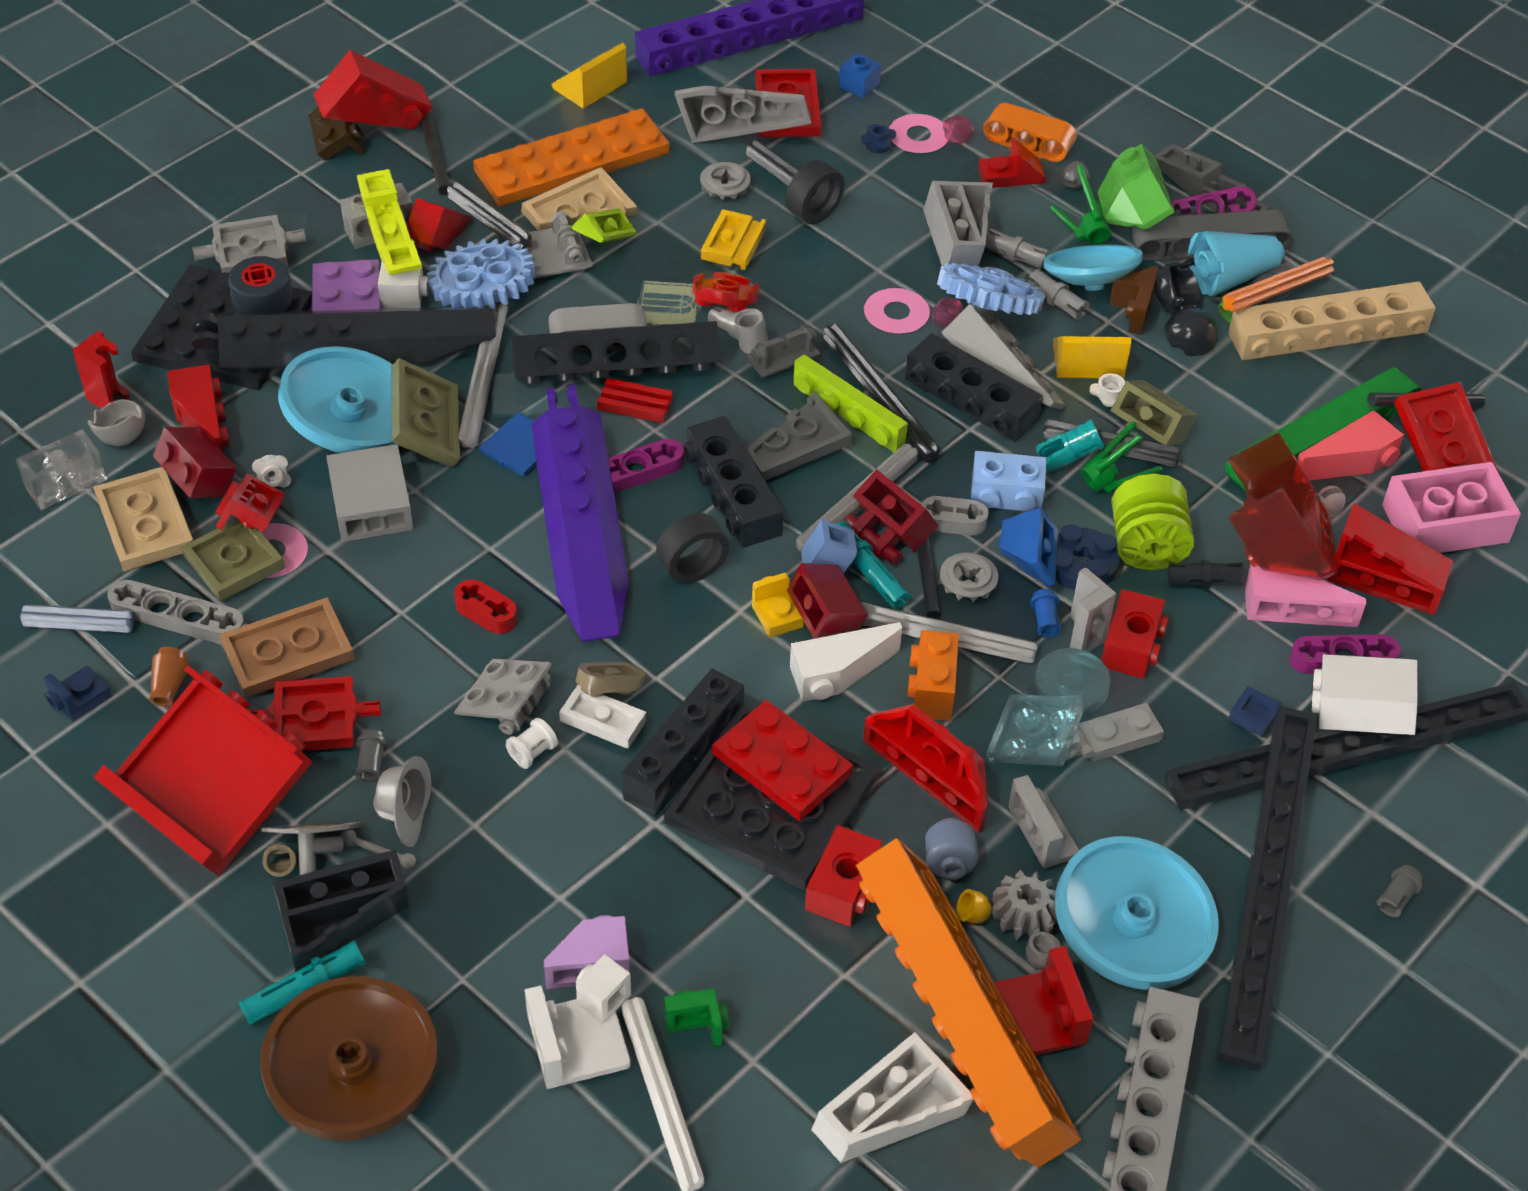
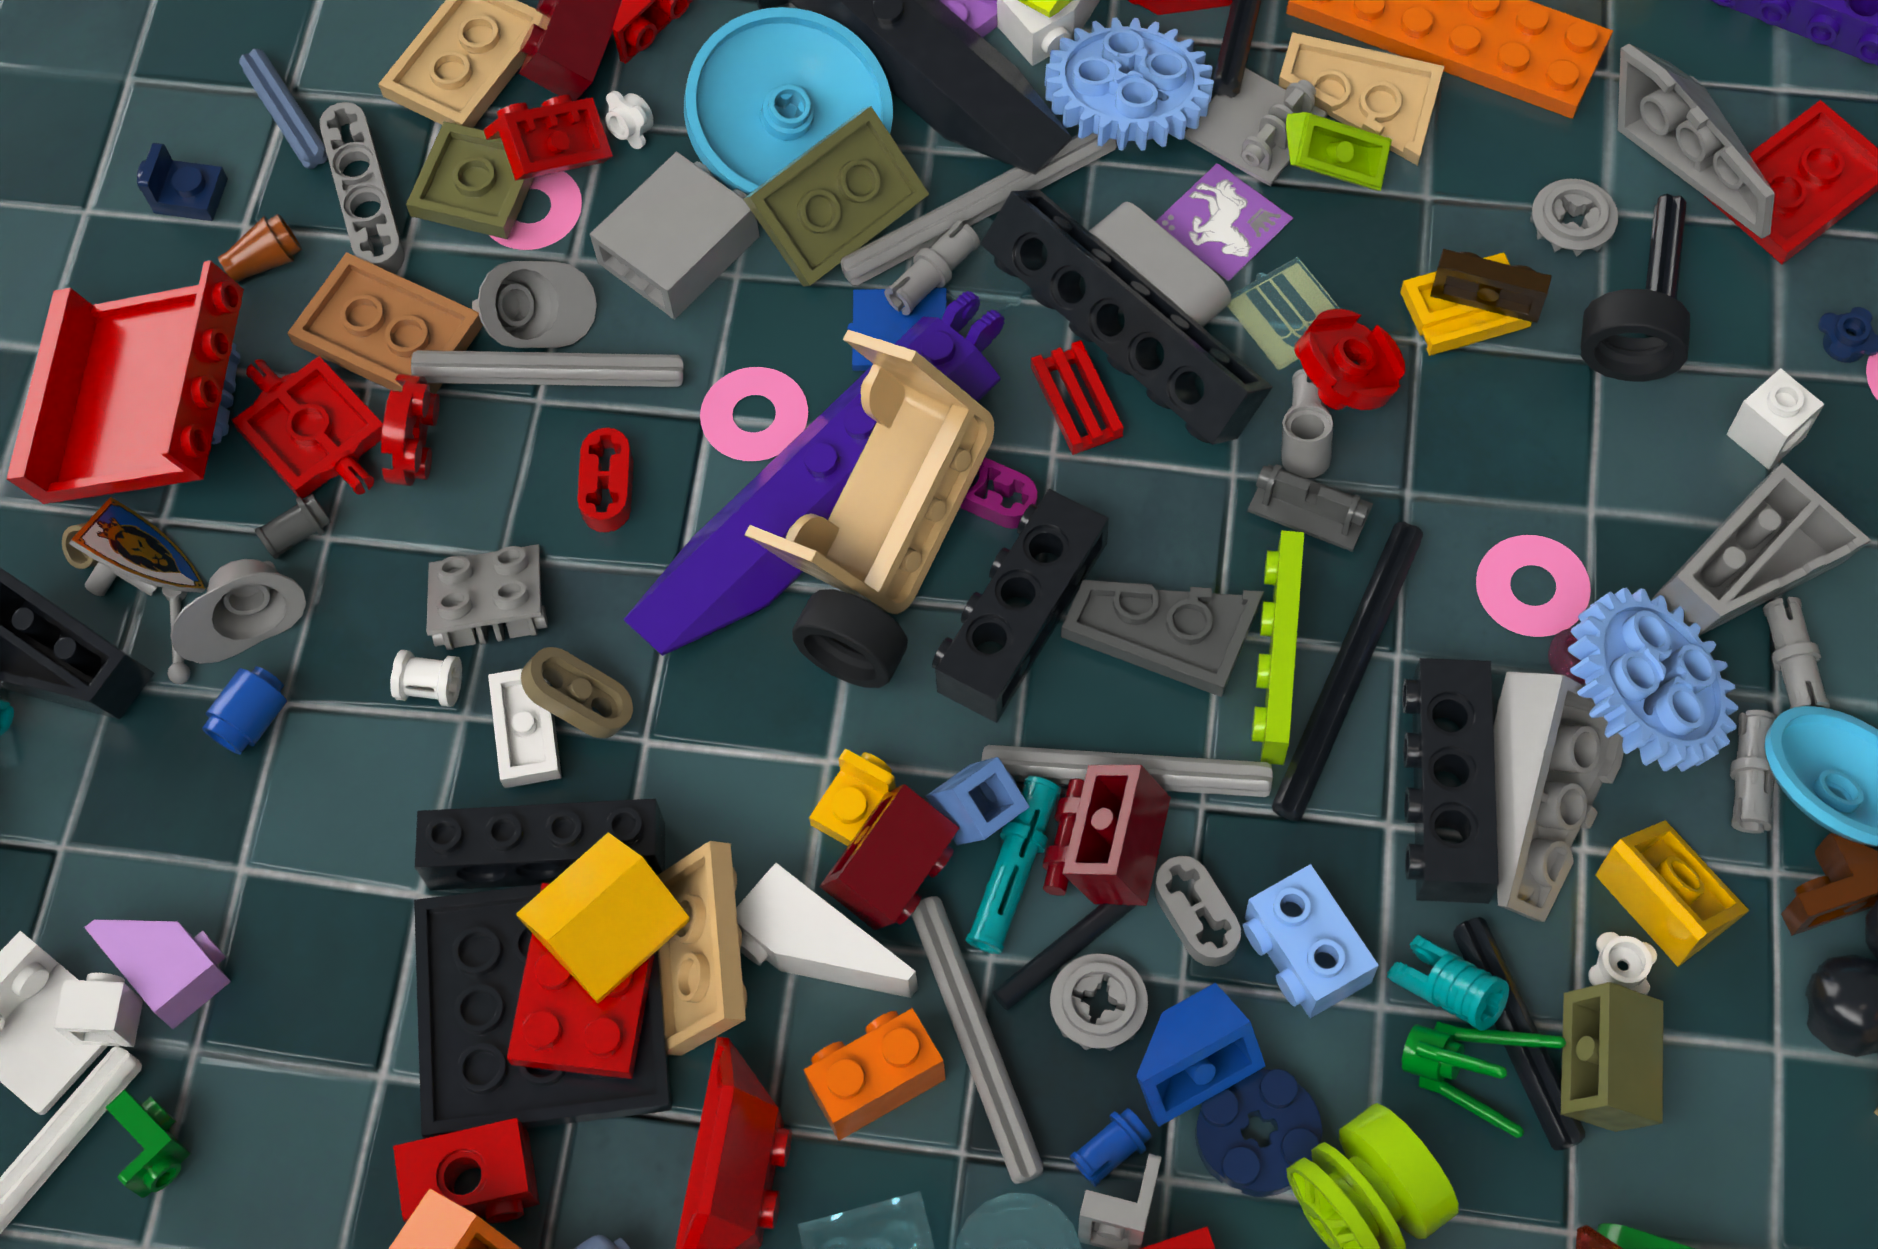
camera: 60 degrees right, 15 degrees up
(347, 572) = (536, 304): none -> light grey piece
(375, 659) = (406, 429): none -> red plate
(393, 588) = (548, 368): none -> light grey axle
(469, 834) = (244, 709): none -> blue brick
(486, 539) = (728, 438): none -> bright pink piece
(505, 406) = (932, 267): none -> light grey pin
(590, 290) = (1223, 221): none -> medium lavender sticker
(619, 467) = (902, 487): none -> tan windscreen
(741, 217) = (1491, 285): none -> dark brown plate
(761, 715) = (604, 916): none -> yellow slope
(812, 696) = (703, 959): none -> tan plate
(899, 180) = (1775, 419): none -> white brick

